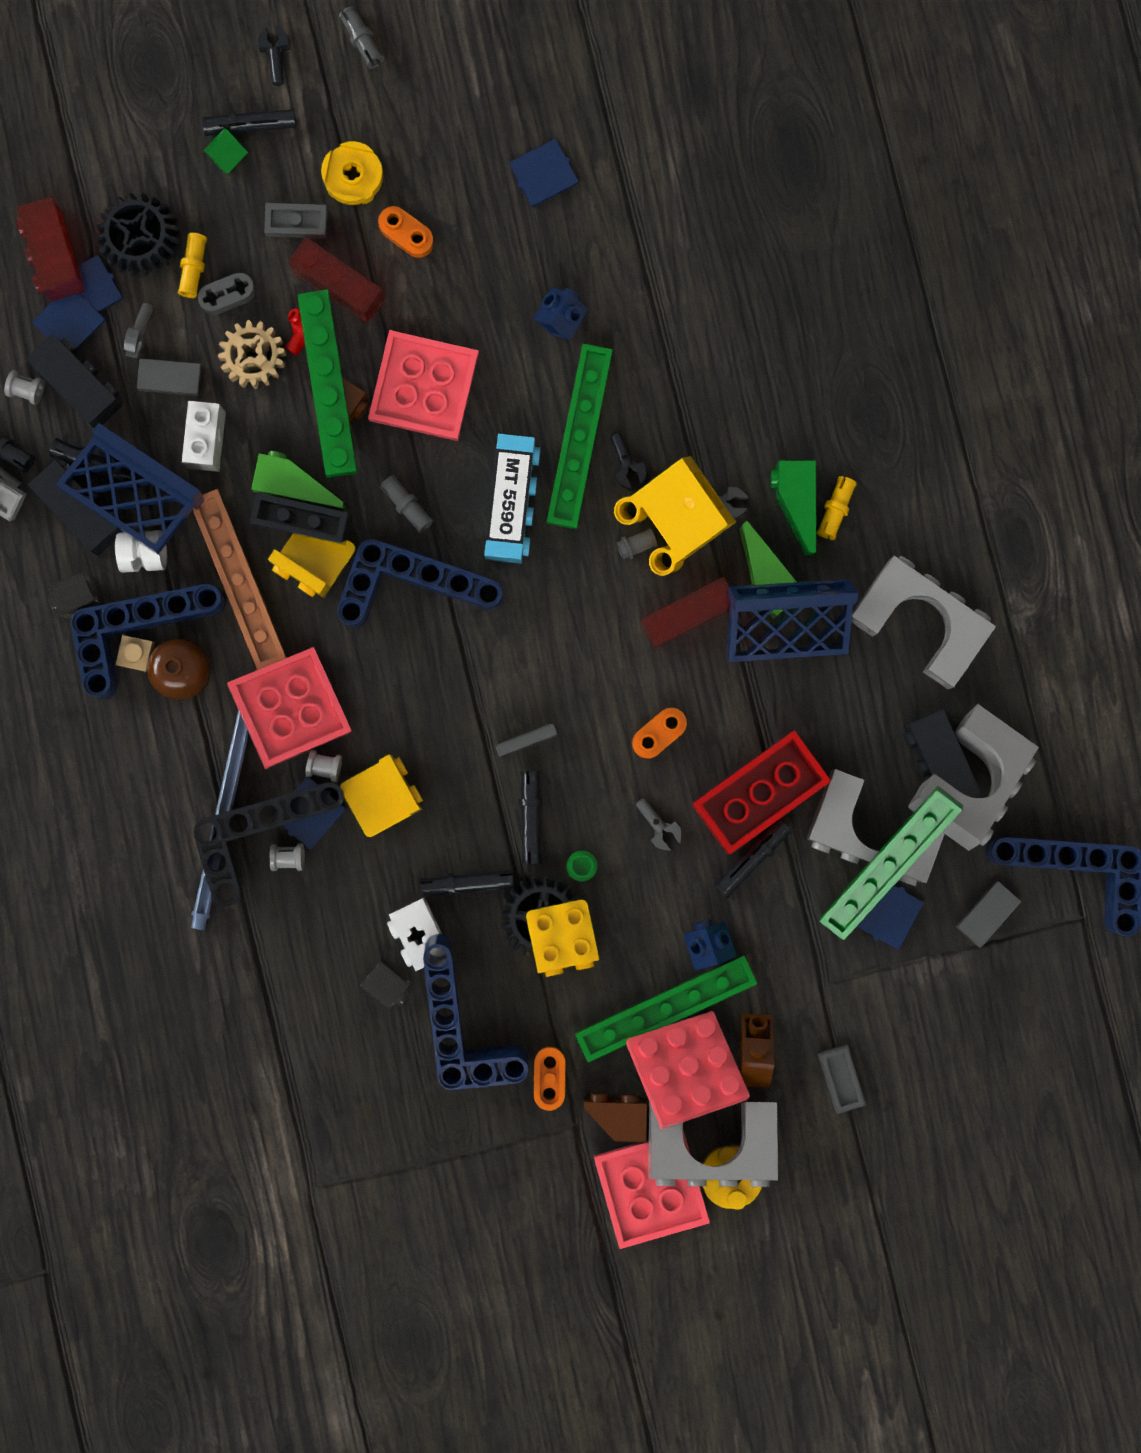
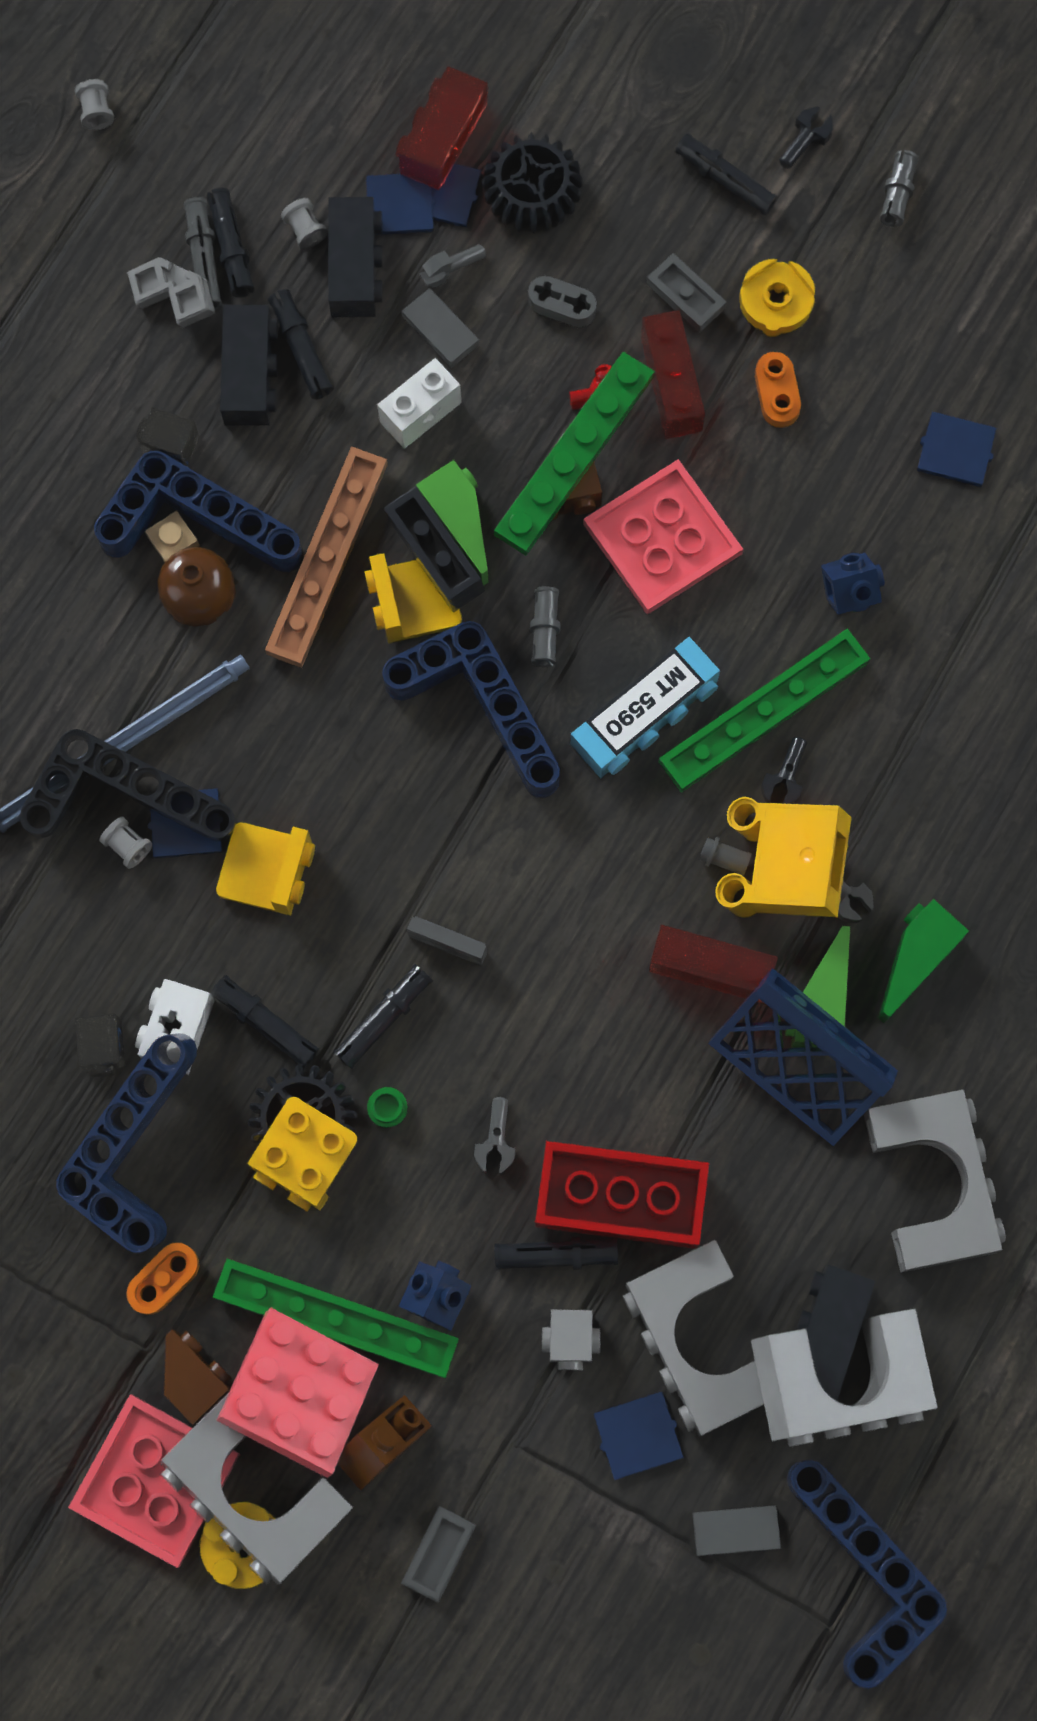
camera: 50 degrees right, 10 degrees down
(133, 555) = (260, 448): white wheel -> none
(141, 465) = (340, 388): dark blue fence -> none
(192, 265) = (555, 250): yellow pin -> none
(225, 151) = (680, 179): green tile -> none
(259, 345) = (515, 374): tan gear -> none
(289, 707) = (260, 709): coral plate -> none
(323, 766) = (240, 791): light grey bush -> none
(659, 733) = (579, 1054): orange plate -> none
(805, 897) = (571, 1338): none -> light grey brick
(836, 508) = (950, 997): yellow pin -> none
(891, 862) = (683, 1377): plate -> none

